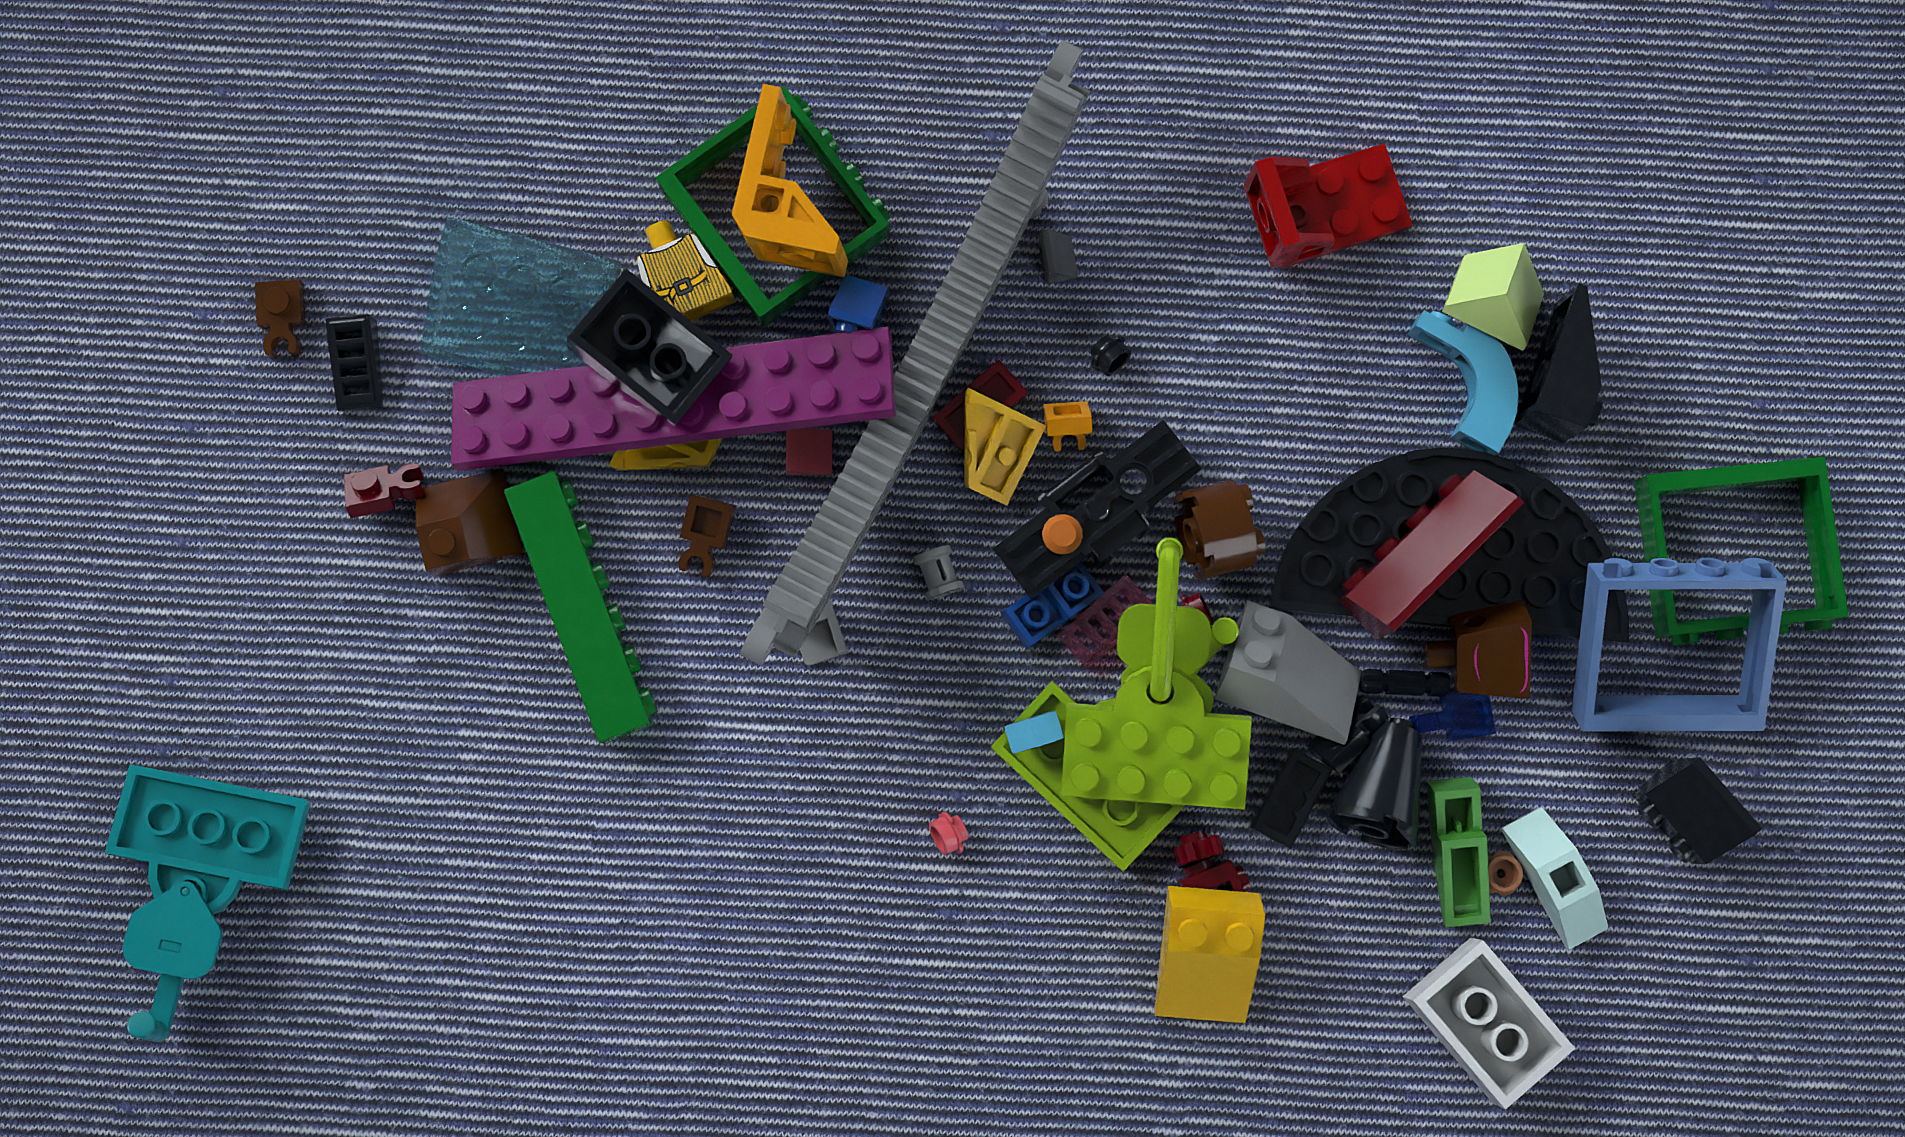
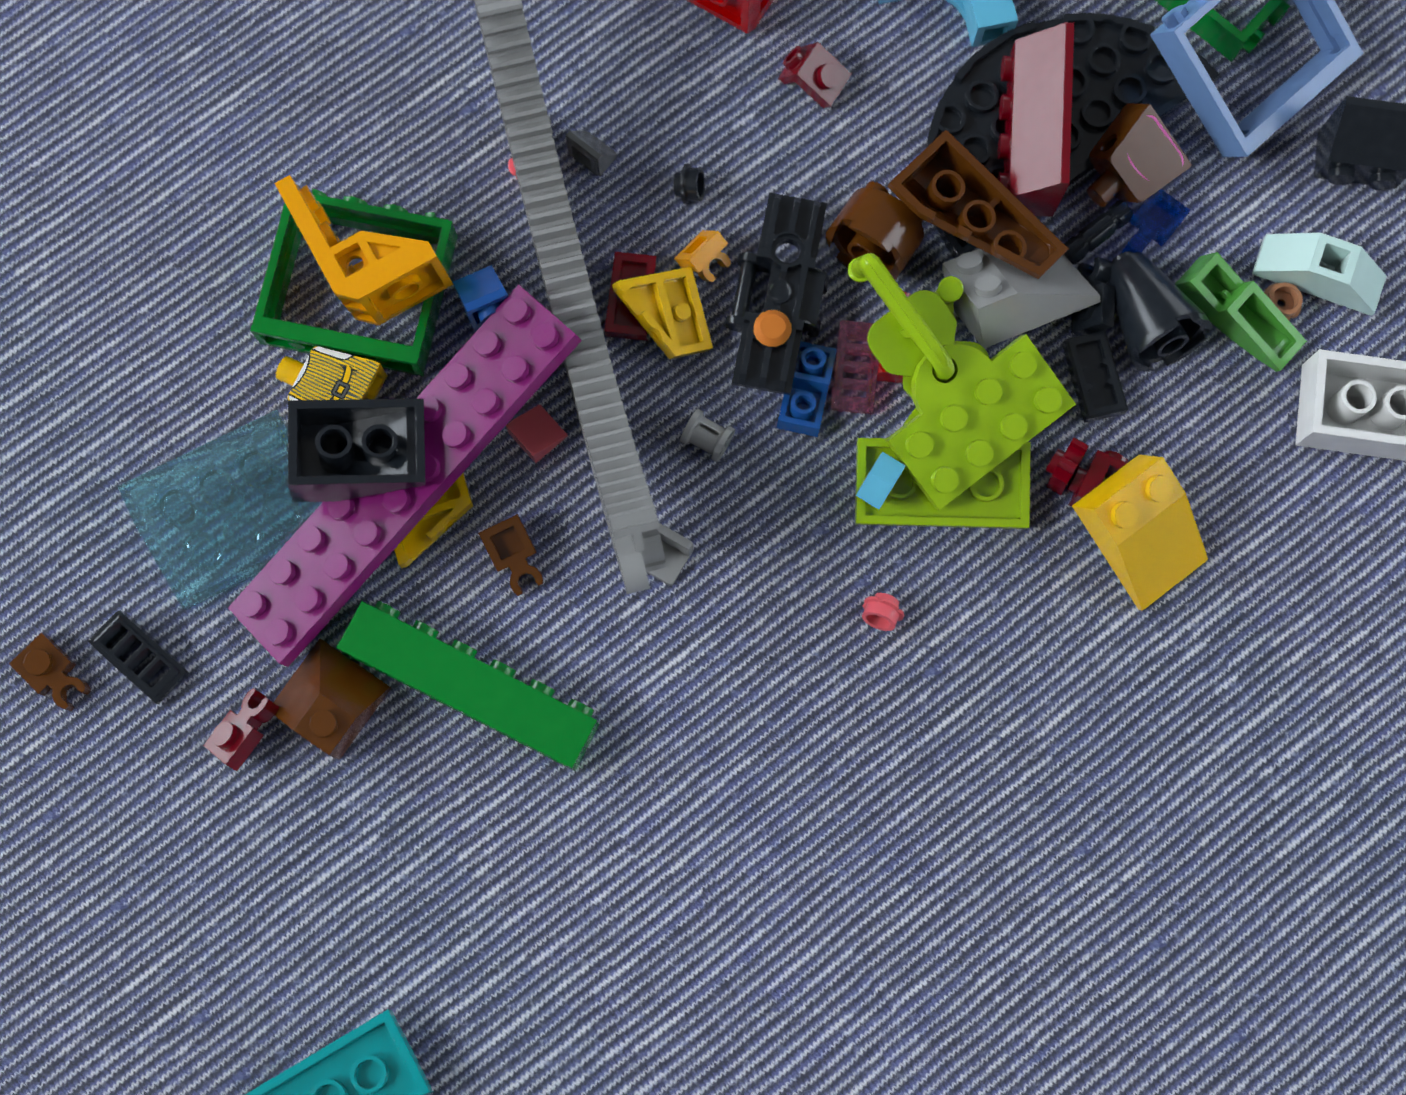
camera: 40 degrees left, 5 degrees down
(1296, 350) = (815, 72): none -> bracket
(1306, 571) = (969, 202): none -> reddish brown wedge

